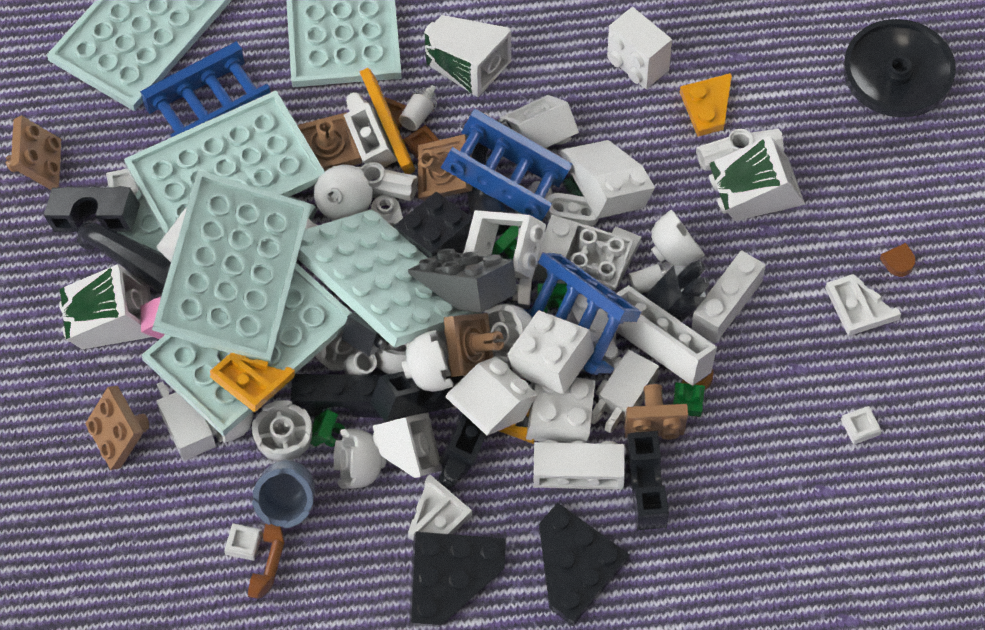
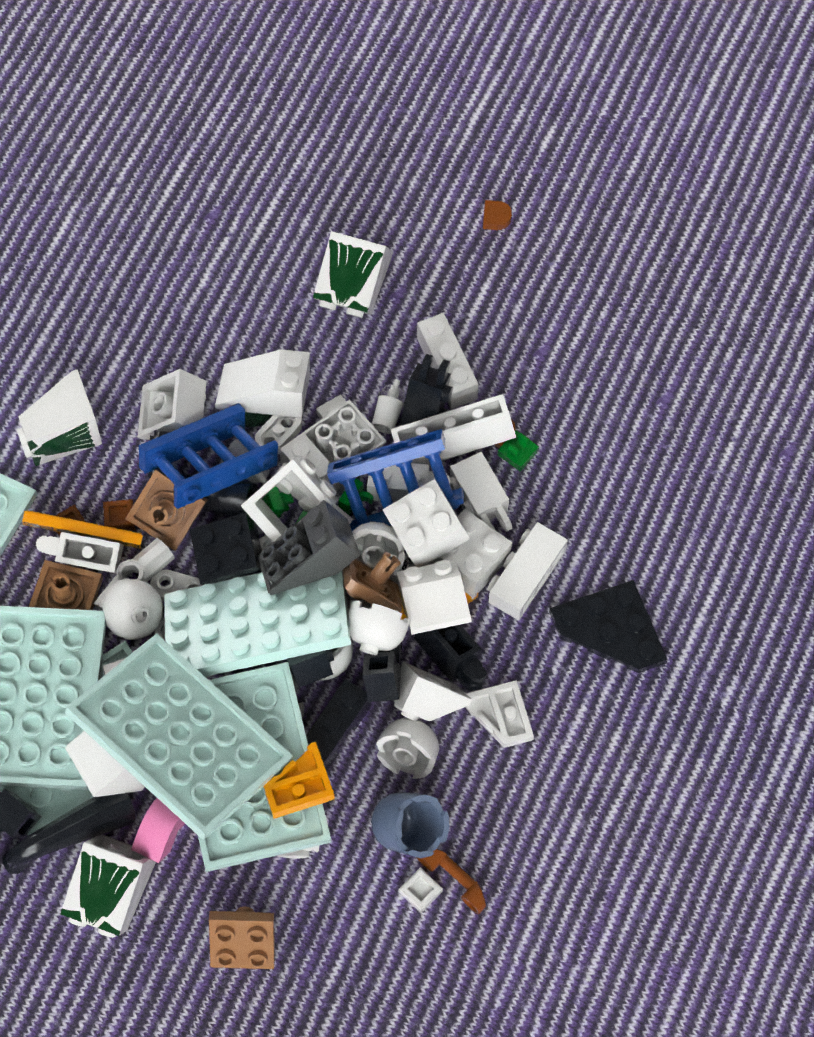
camera: 60 degrees left, 5 degrees up
(186, 426) = (271, 877): white hinge -> none
(282, 430) = (352, 792): white cylinder -> none
(323, 427) = (356, 759): green tile -> none
(359, 363) = (318, 694): white piece -> none
(418, 108) = (83, 496): white piece -> none
(450, 572) = (564, 732): black plate -> none
(639, 48) = (159, 282): white brick -> none
(646, 480) = (597, 535): black arch -> none
(654, 416) = (529, 483): medium nougat plate -> none
(674, 241) = (369, 369): white cylinder -> none
(707, 103) = (244, 265): light orange wing -> none
(739, 137) = (305, 279): white piece -> none
(858, 305) = (518, 270): white wing -> none
(861, 425) = (626, 336): white tile -> none
(899, 68) = (322, 100): black dish -> none

